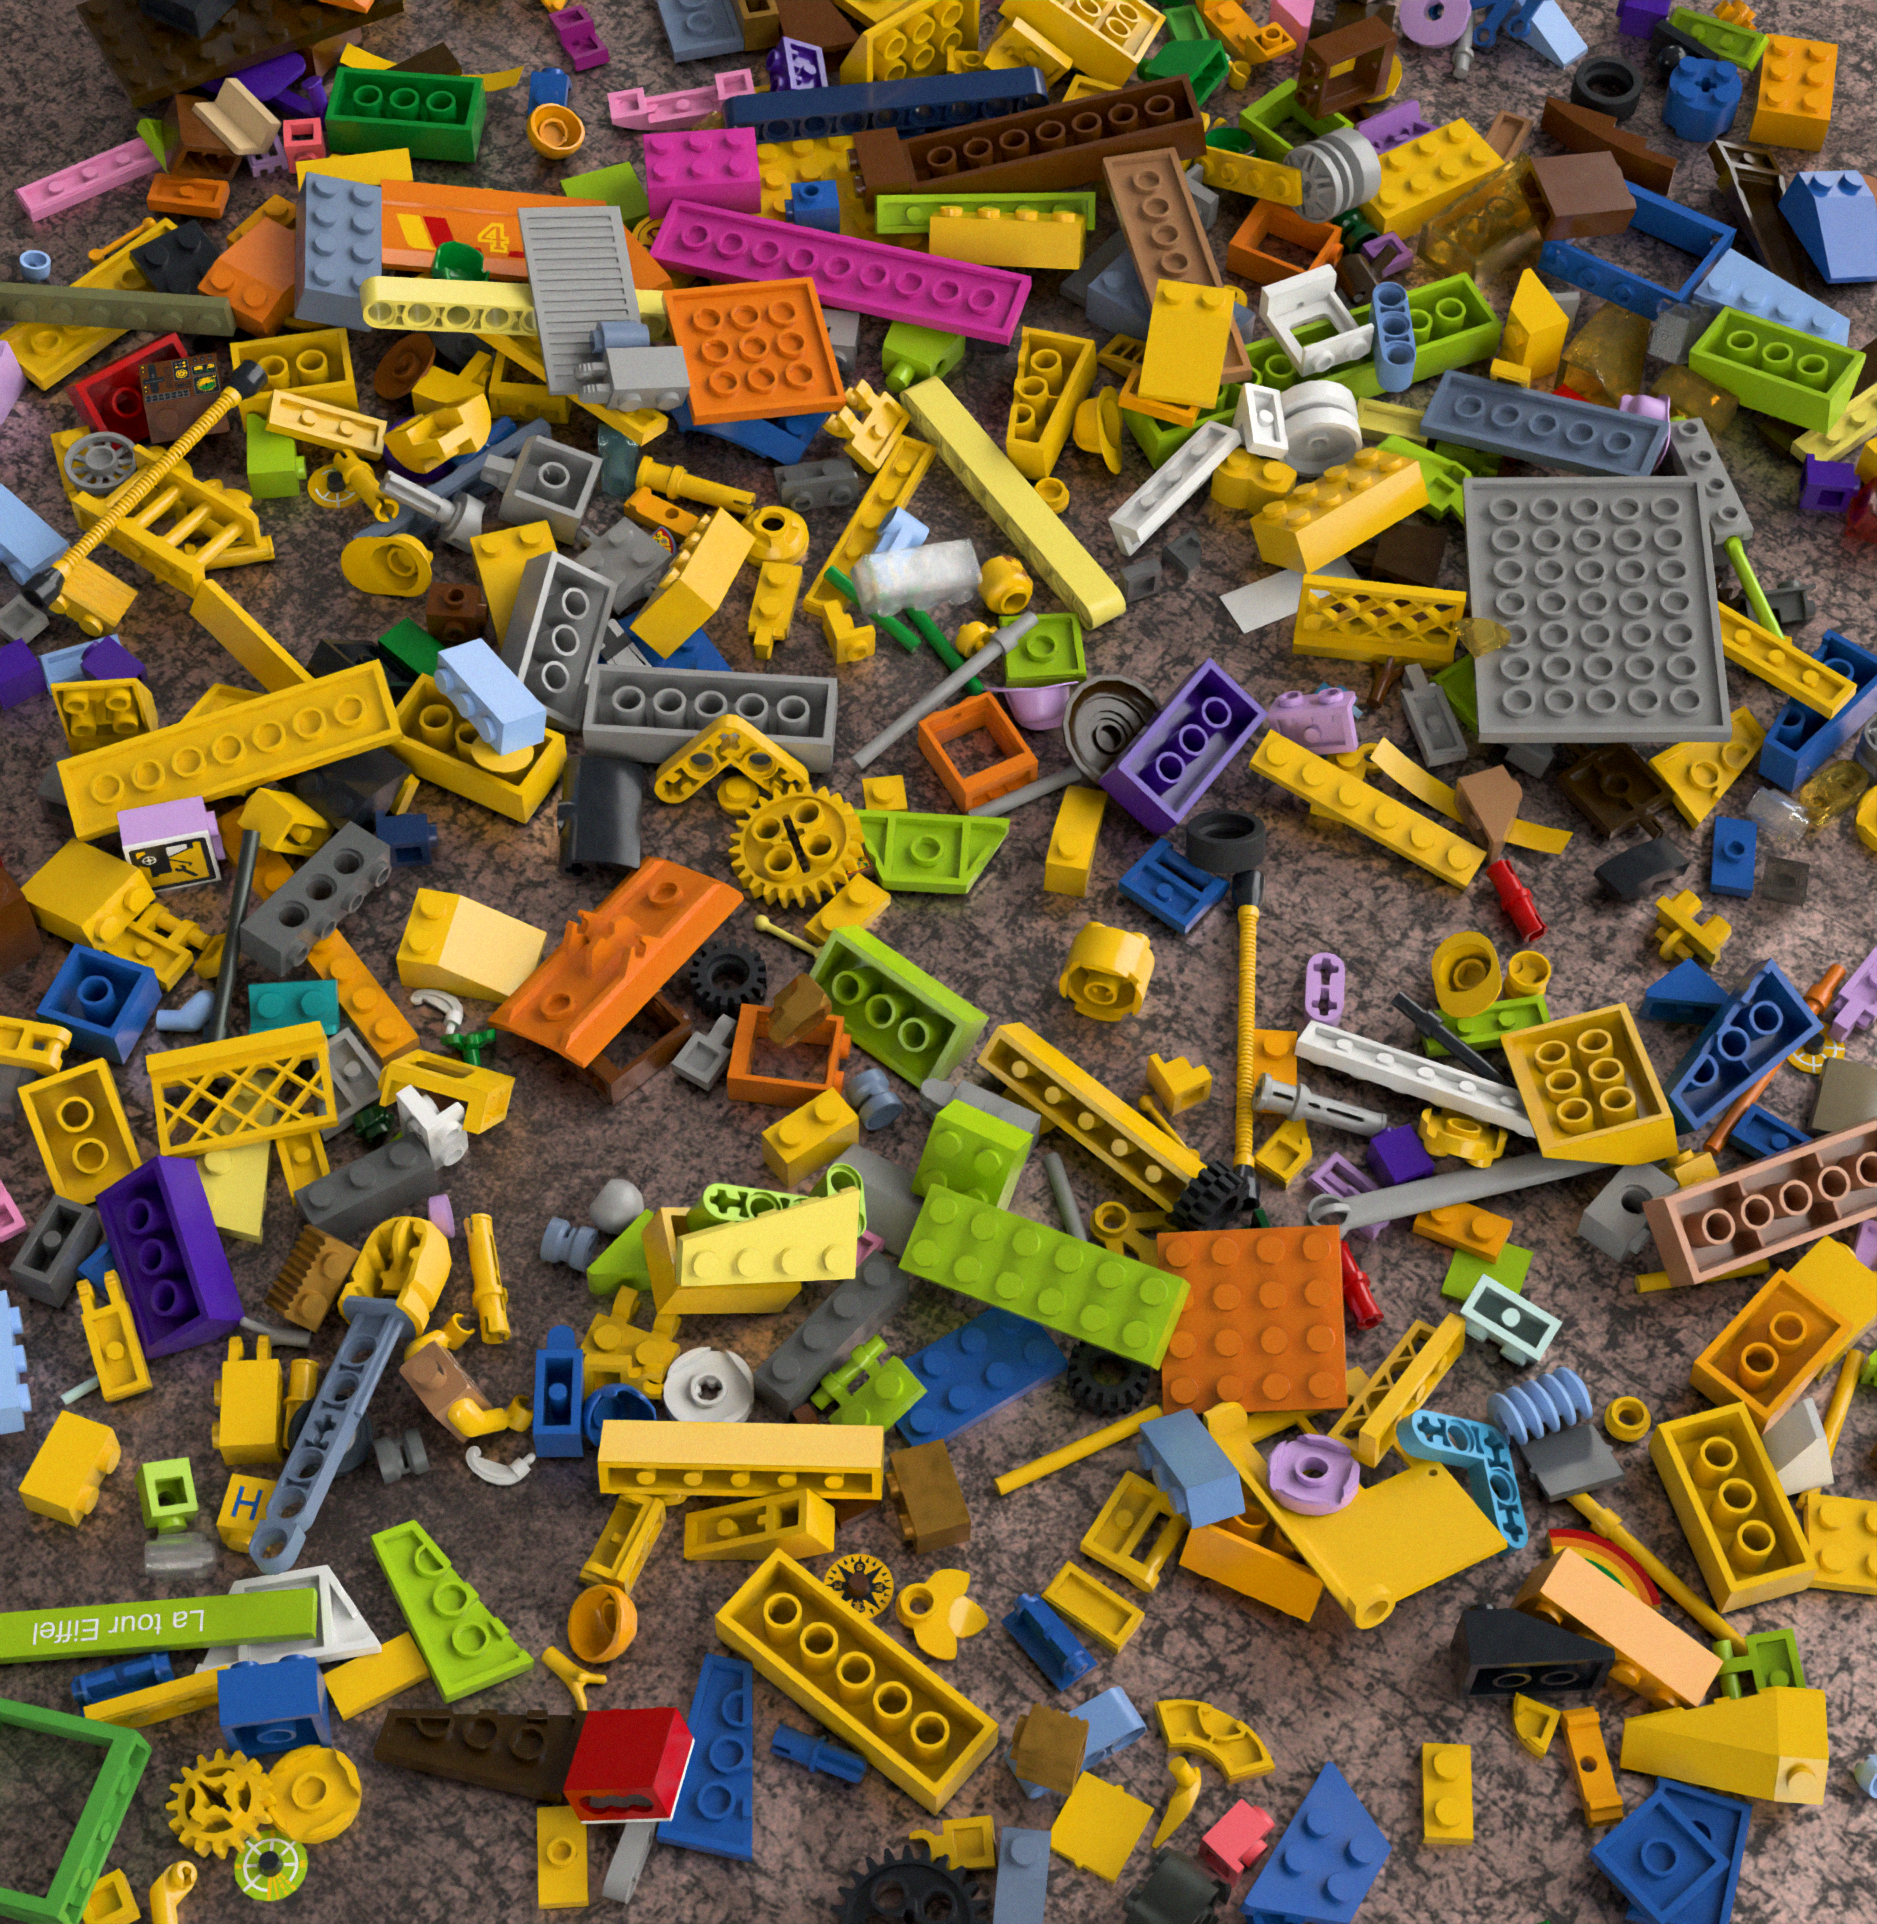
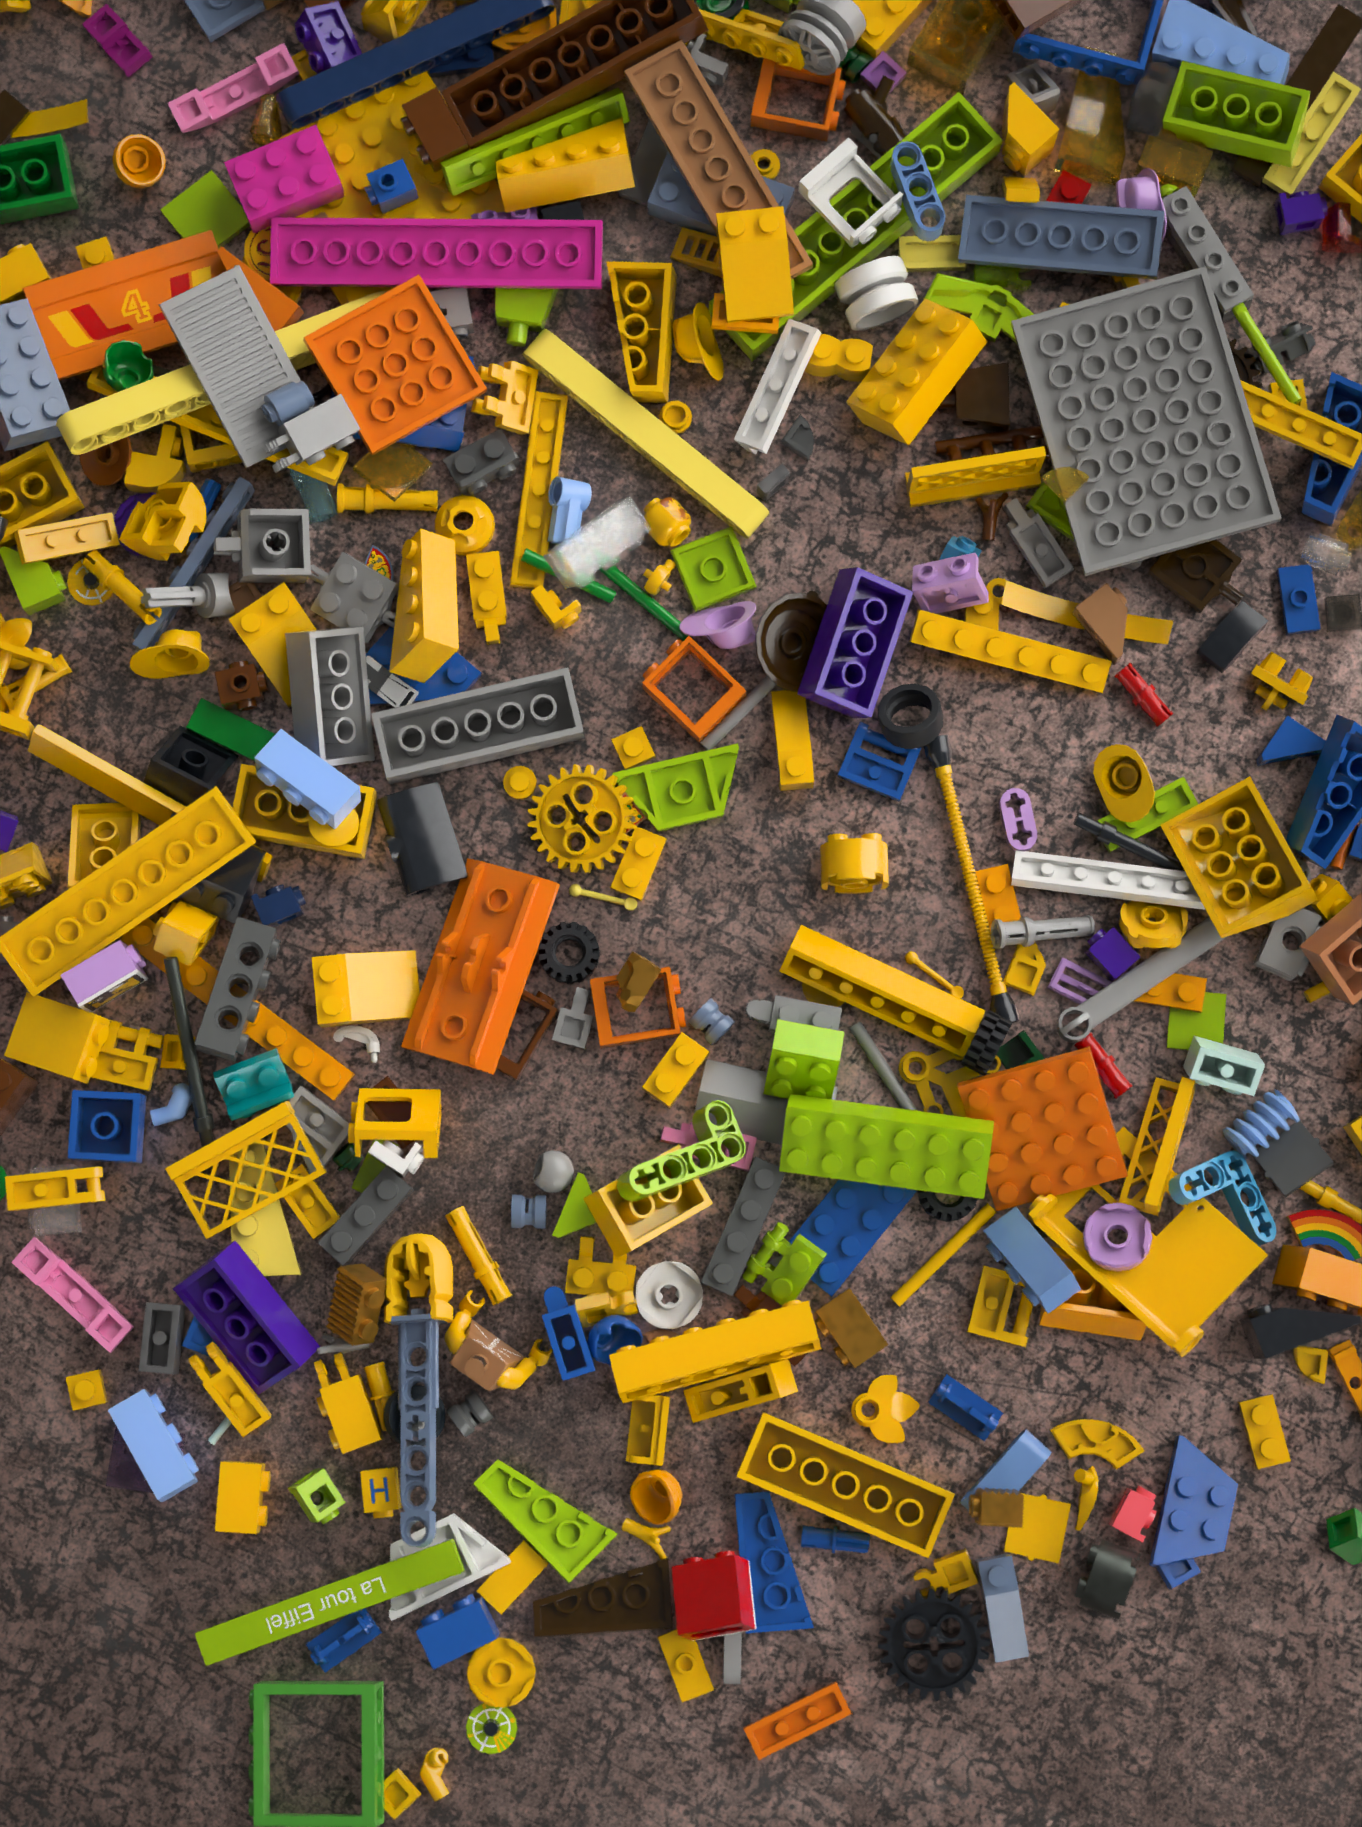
camera: 15 degrees left, 25 degrees up
(81, 1130) = (138, 1234): yellow slope -> none
(159, 1701) = (375, 1646): yellow tile -> none
(180, 1556) = (345, 1537): clear brick -> none
(229, 1782) = (458, 1709): yellow gear -> none
(441, 1215) = (427, 1218): lavender tile -> none
(470, 1044) = (394, 1067): green plant -> none
(498, 1473) = (539, 1401): white piece -> none
(548, 87) = (116, 115): blue bracket -> none
(655, 512) = (360, 531): light orange piece -> none
(713, 459) = (393, 469): none -> clear yellow piece
(732, 751) = (506, 757): yellow beam -> none
(778, 1246) = (690, 1195): light yellow wing -> none
(861, 1583) = (820, 1405): piece -> none
(895, 1006) = (699, 938): lime slope -> none
(1000, 643) = (682, 580): light grey bar -> none
(1092, 1607) = (987, 1371): yellow tile -> none
(1178, 1083) = (930, 933): yellow panel -> none
(1261, 421) = (832, 308): white slope -> none
(1277, 595) = (886, 456): white sticker -> none
(1526, 975) = (1170, 760): yellow wheel -> none
(1631, 1408) = (1333, 1106): yellow plate -> none
(1705, 770) = (1260, 544): yellow wing -> none

